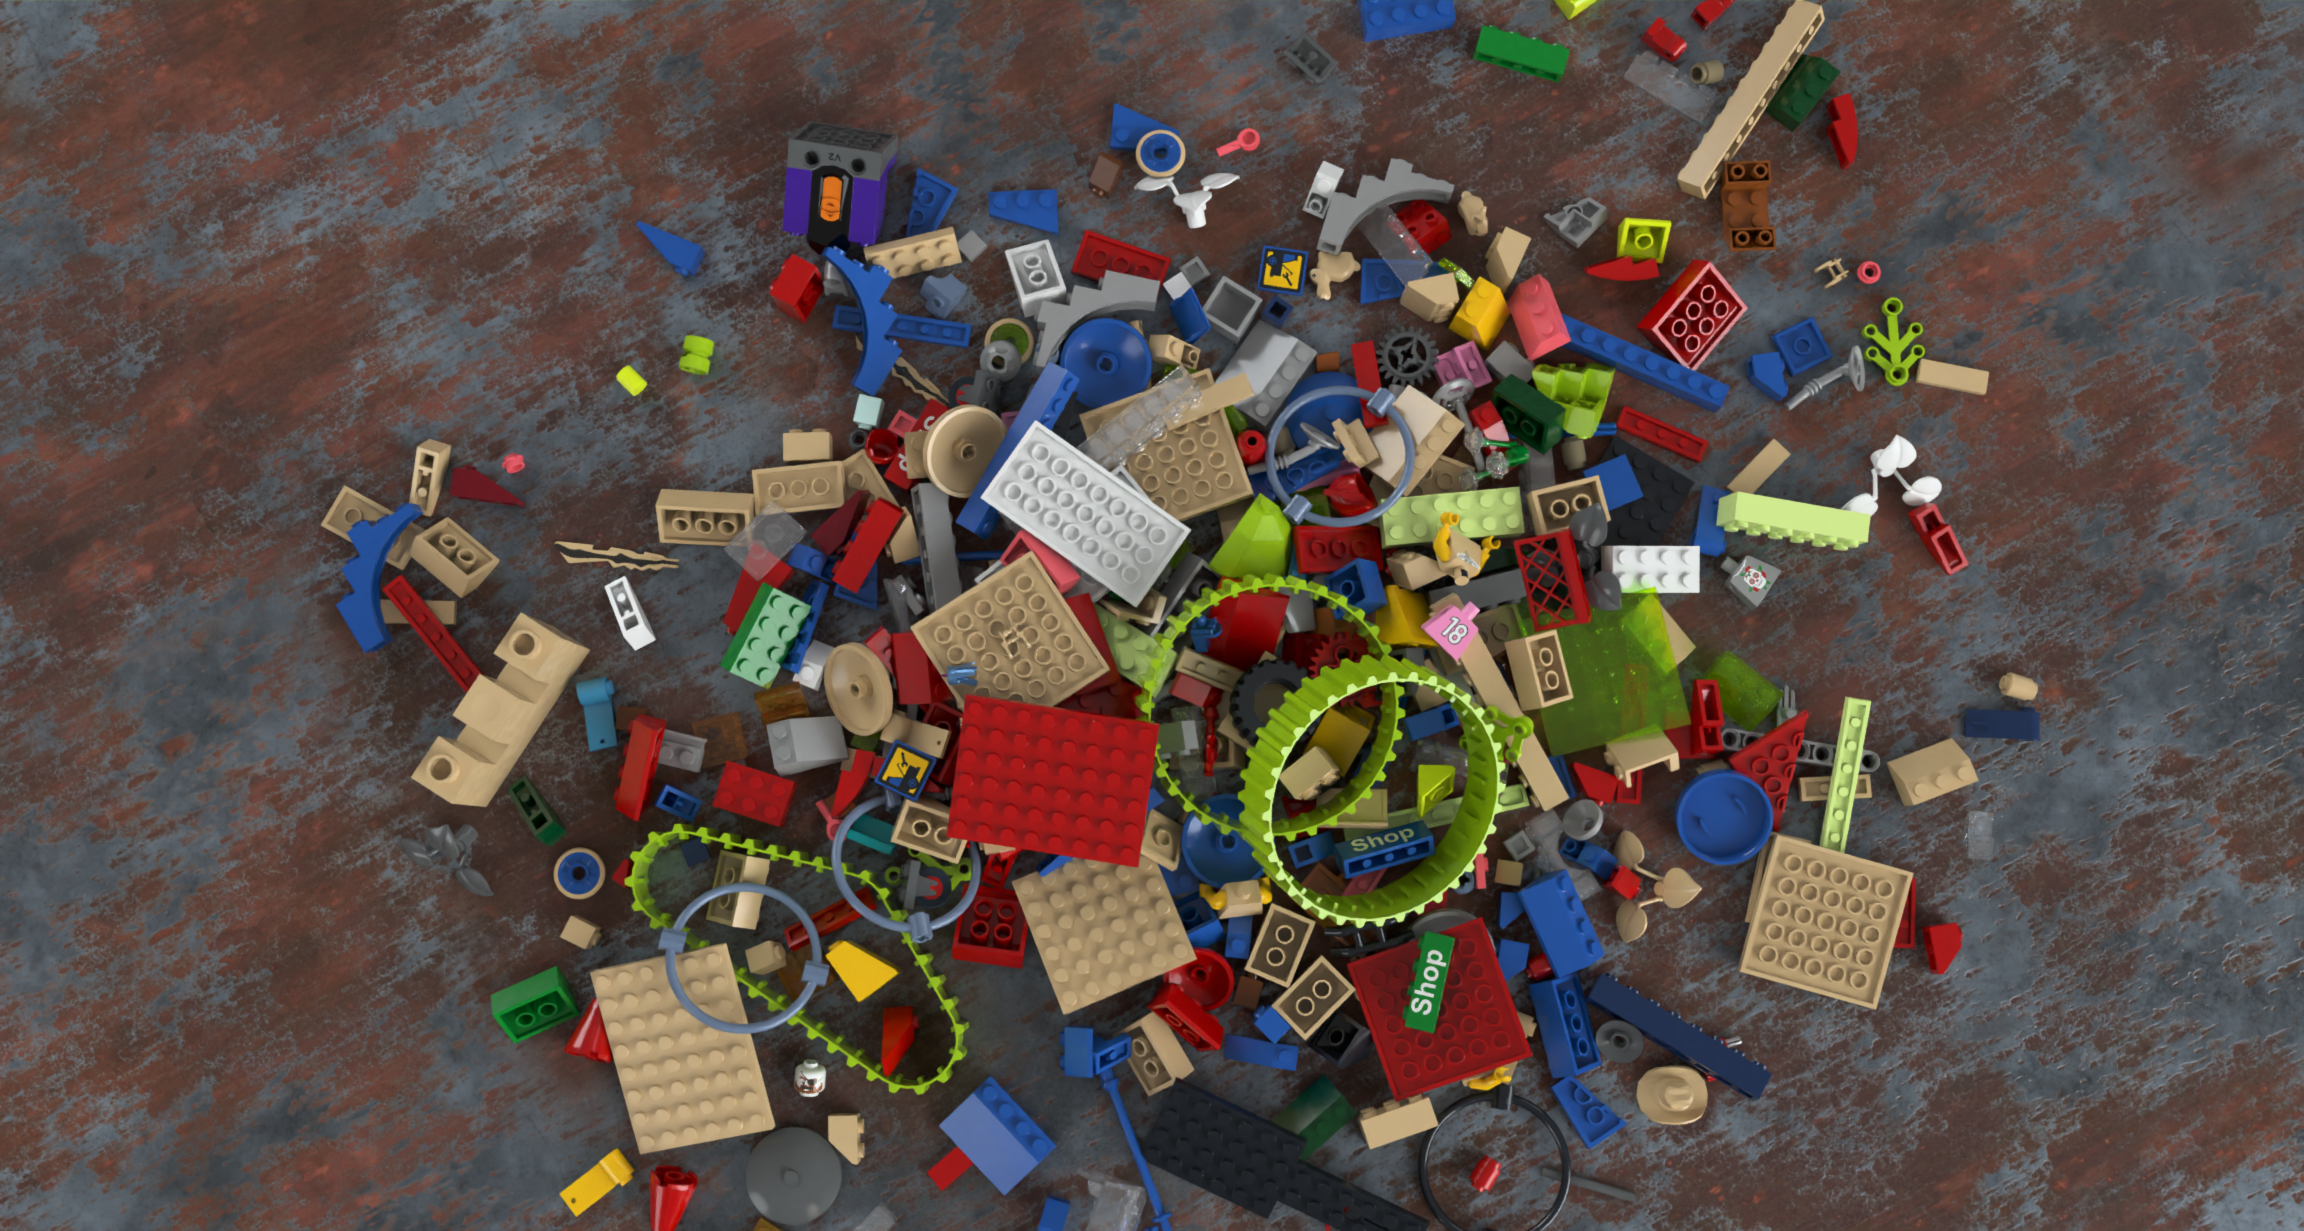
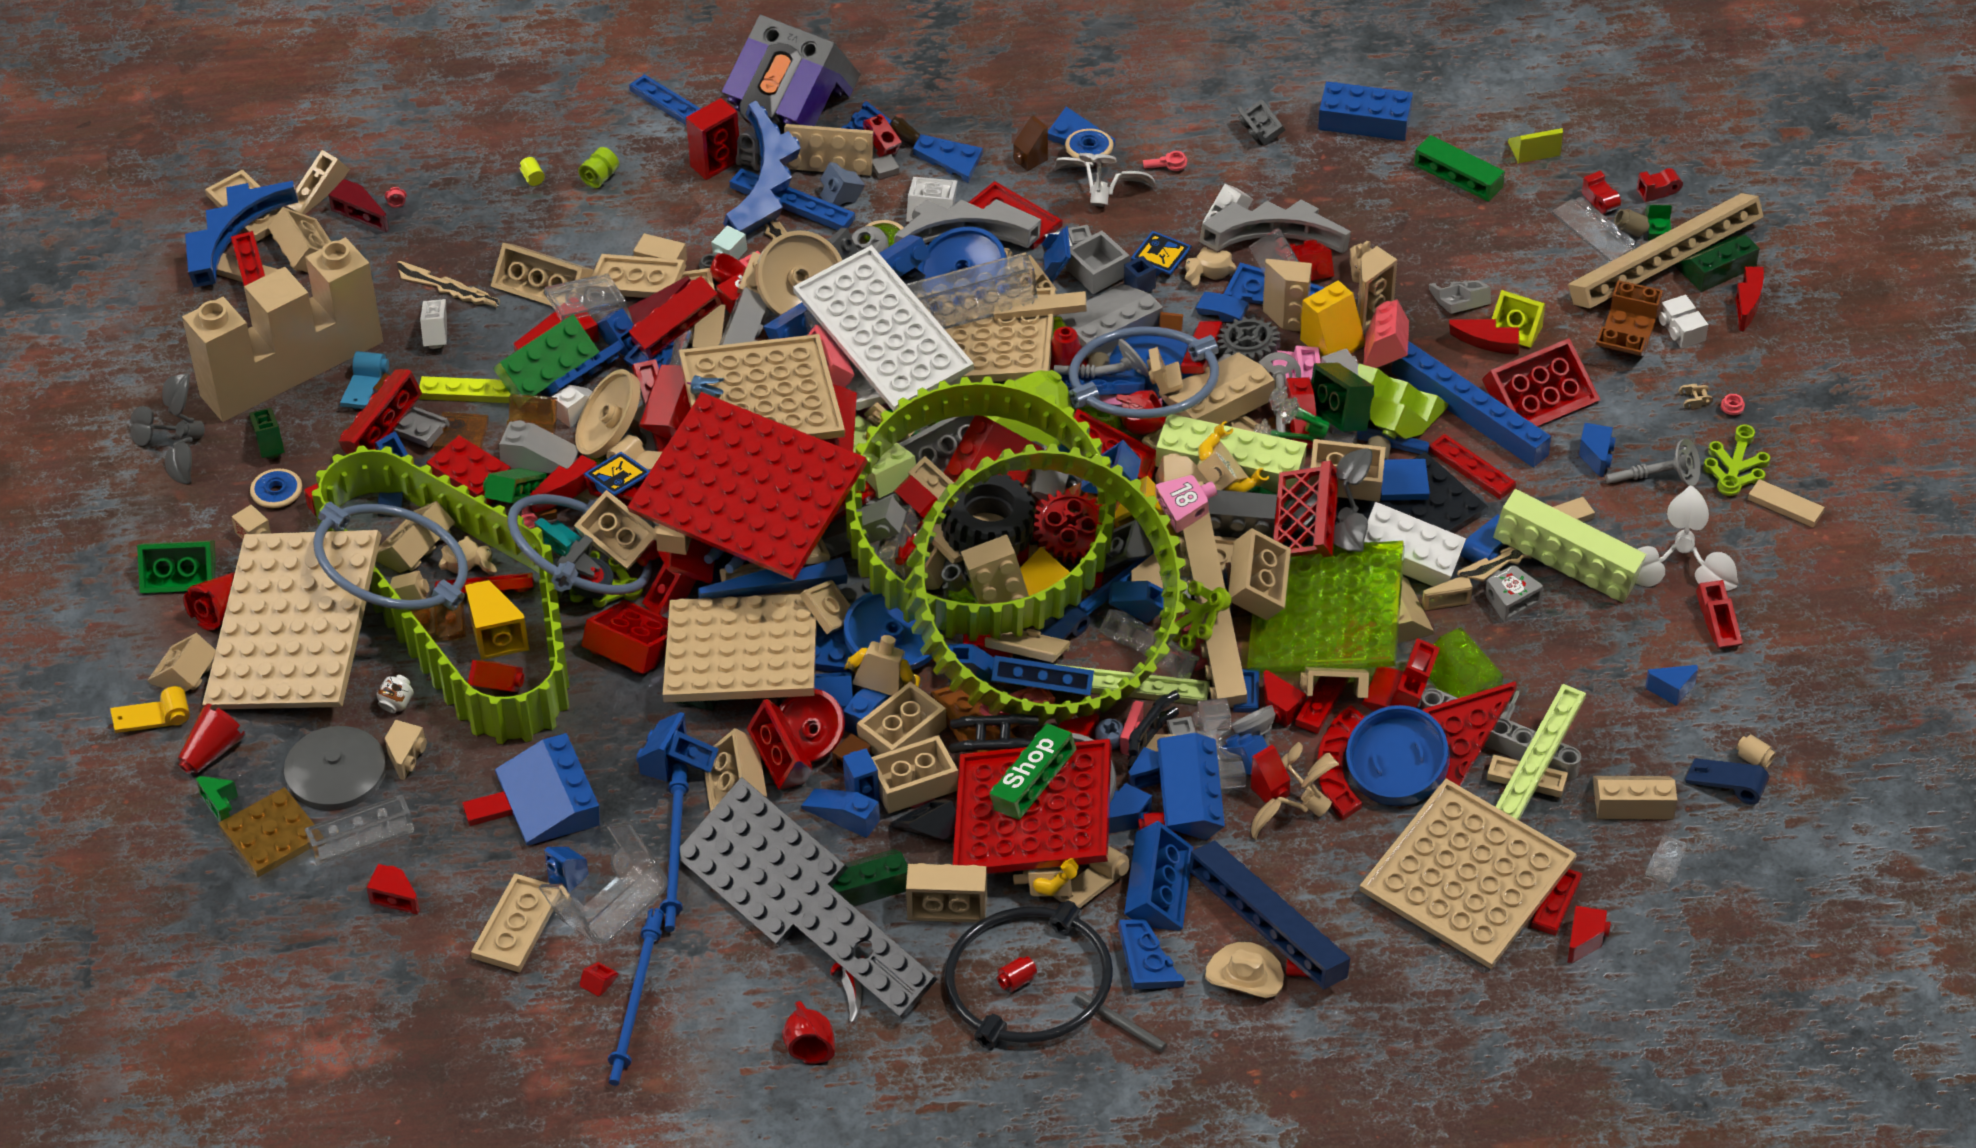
camera: 25 degrees right, 35 degrees down
(600, 1119) = (184, 664): none -> tan slope
(680, 253) = (624, 101): blue slope -> none
(694, 686) = (463, 389): none -> neon yellow plate
(720, 232) = (663, 98): none -> blue tile
(801, 889) = (474, 555): none -> tan animal
(812, 812) = (512, 484): none -> green brick
(955, 214) = (884, 136): none -> red leg
(969, 196) = (904, 130): none -> dark brown cone
(1020, 636) = (774, 380): tan piece -> none
(1202, 630) = (945, 447): blue piece -> none
(1365, 319) = (1223, 305): none -> blue slope
(1433, 785) = (1114, 644): neon yellow slope -> none
(1459, 274) = (1319, 278): clear neon green plate -> none
(1496, 845) = (1151, 724): none -> black piece
(1619, 1049) = (1200, 903): dark grey dish -> none
(1658, 825) = (1333, 782): none -> red tile
(1706, 595) = (1448, 594): none -> tan slope
(1723, 564) = (1484, 568): none -> tan sword
(1725, 49) = (1658, 220): none -> green slope
(1791, 186) = (1683, 327): none -> white piece
(1801, 346) = (1642, 441): blue tile -> none
(1925, 636) = (1672, 682): none -> blue slope

